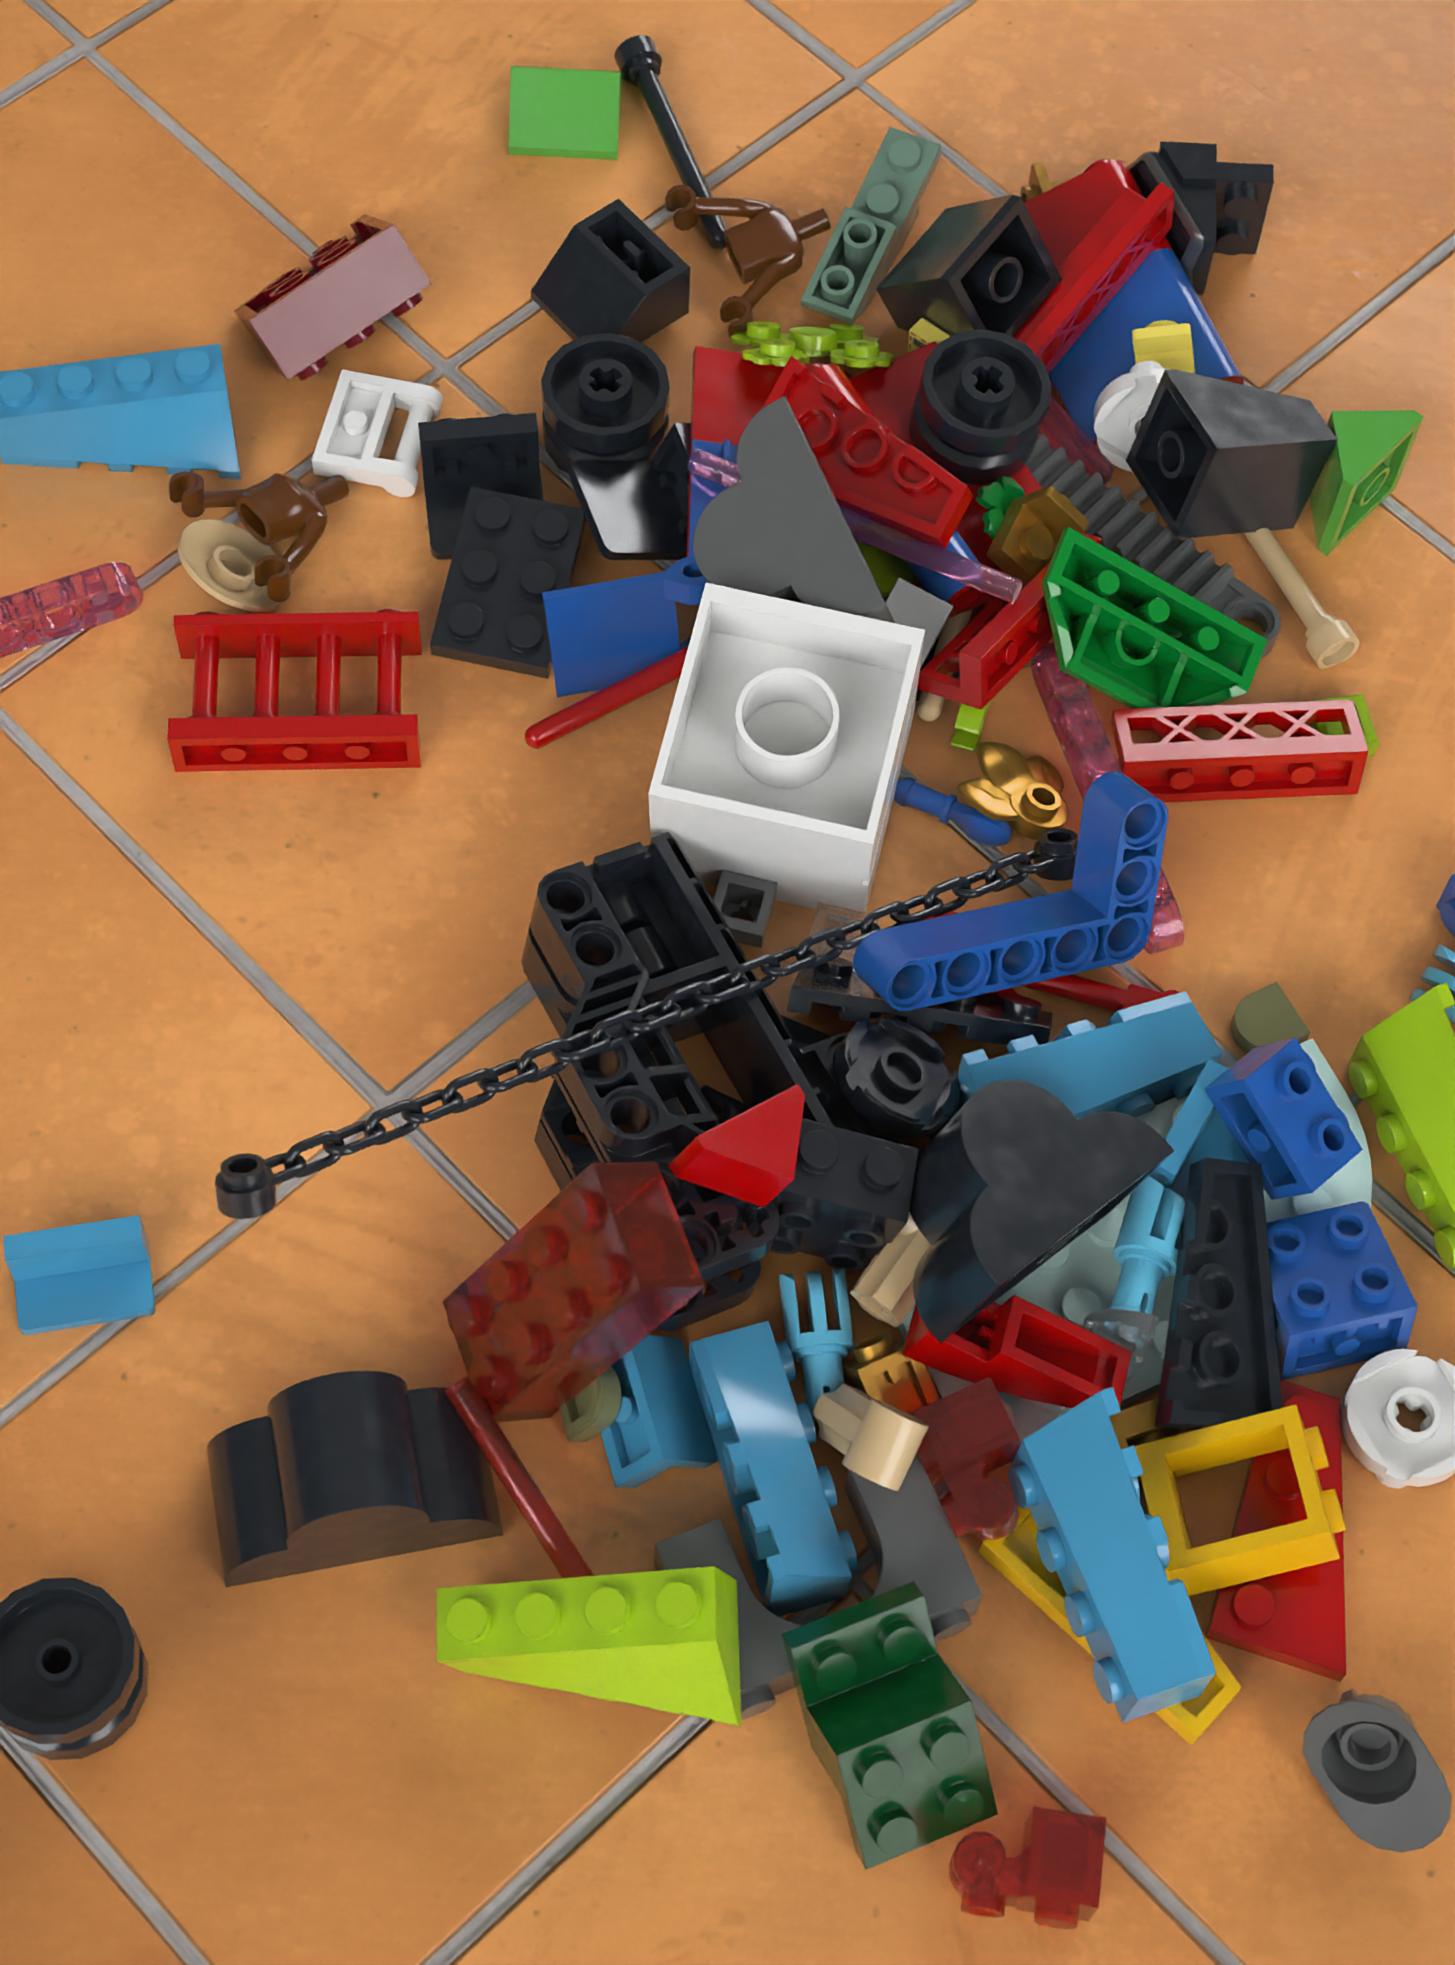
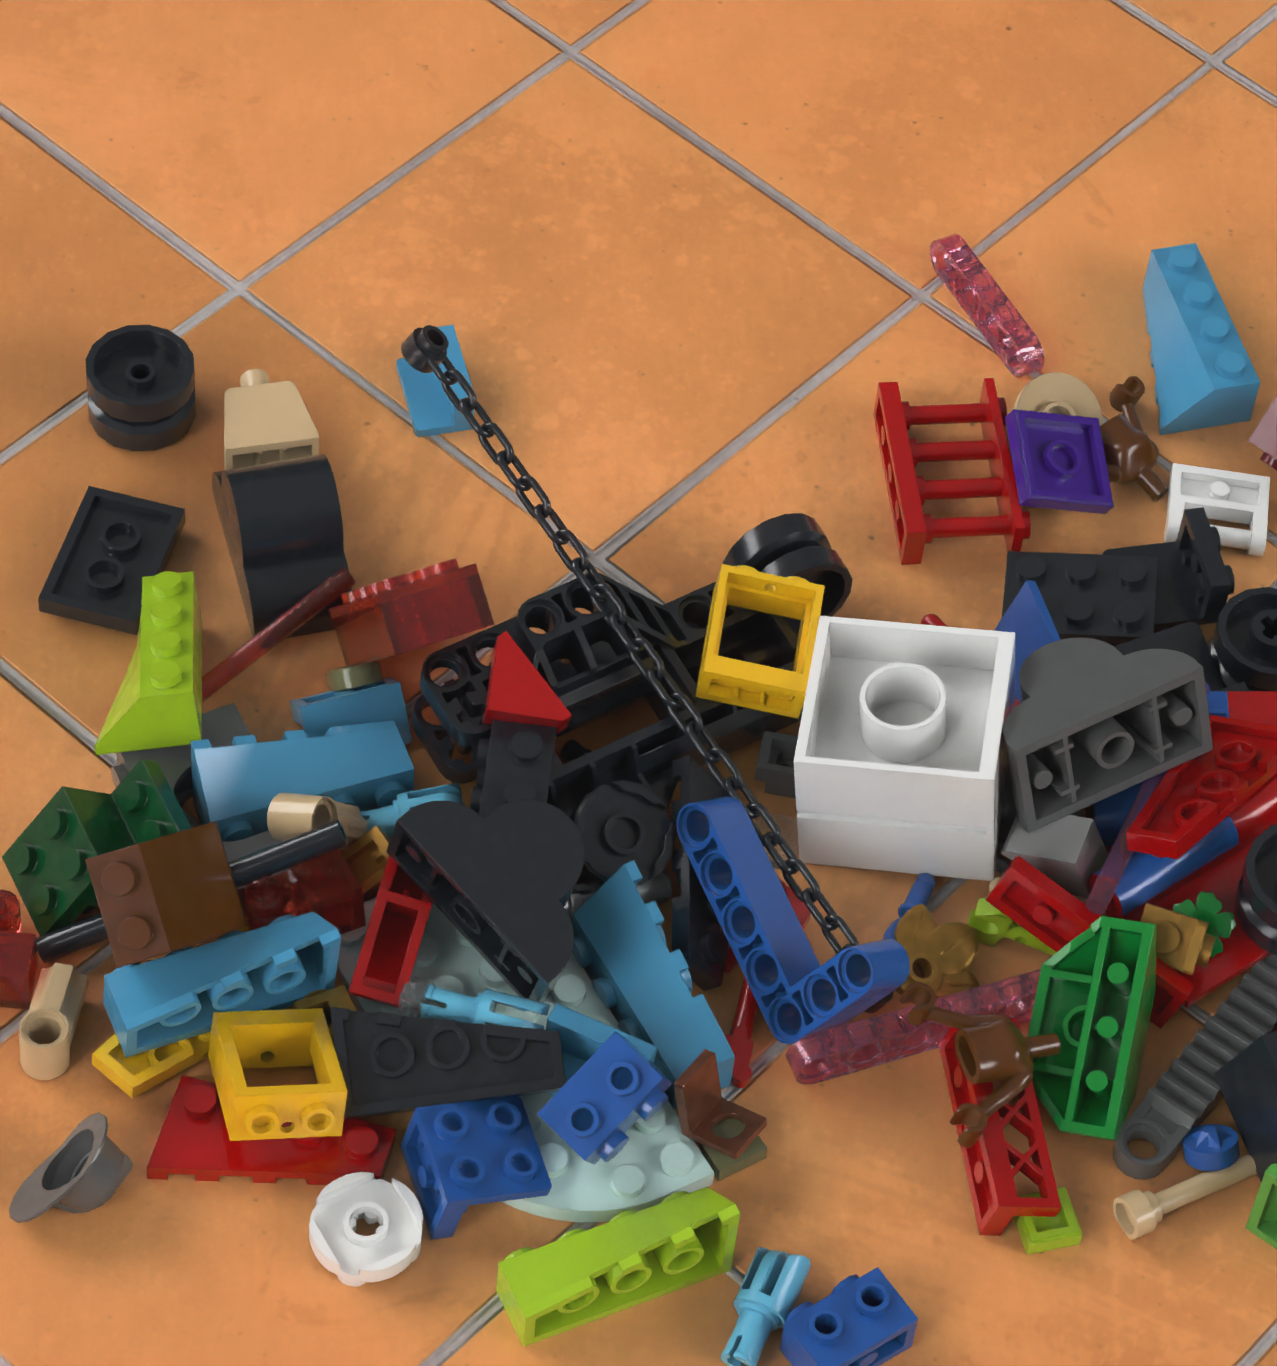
camera: 85 degrees right, 10 degrees down
(140, 1502) = (266, 422): none -> tan torso
(320, 562) = (1059, 461): none -> dark purple tile
(362, 1718) = (105, 557): none -> black plate
(481, 868) = (798, 548): none -> black wheel
(669, 830) = (750, 683): none -> yellow window
(977, 1600) = (244, 871): none -> black piece
(1037, 1613) = (166, 893): none -> reddish brown slope
(1129, 1790) = (52, 1021): none -> tan piece
(1197, 729) = (987, 1050): none -> reddish brown piece
(1239, 1034) = (703, 1107): none -> copper bracket
(1252, 560) = (1211, 1147): none -> blue tile

